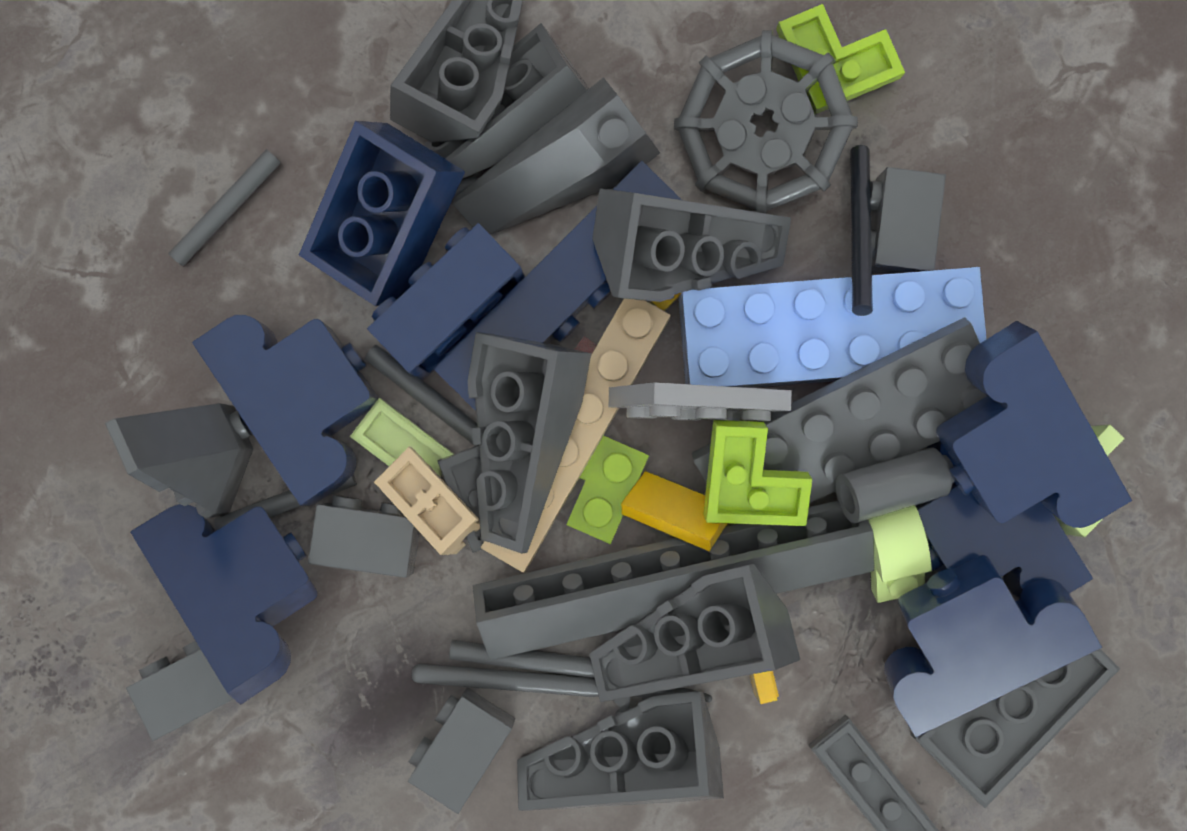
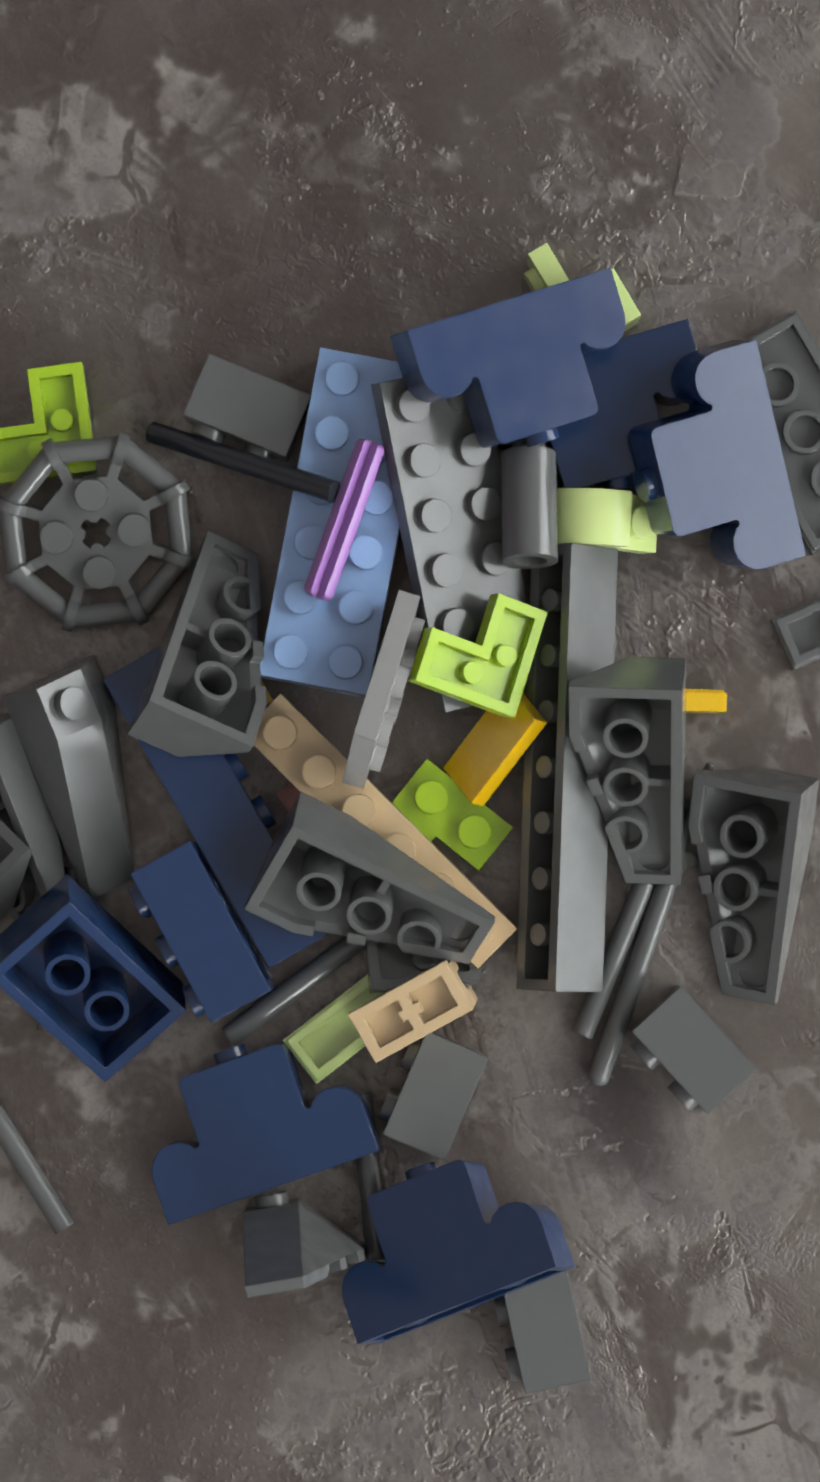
camera: 75 degrees left, 0 degrees up
(839, 326) = (344, 519): none -> medium lavender axle

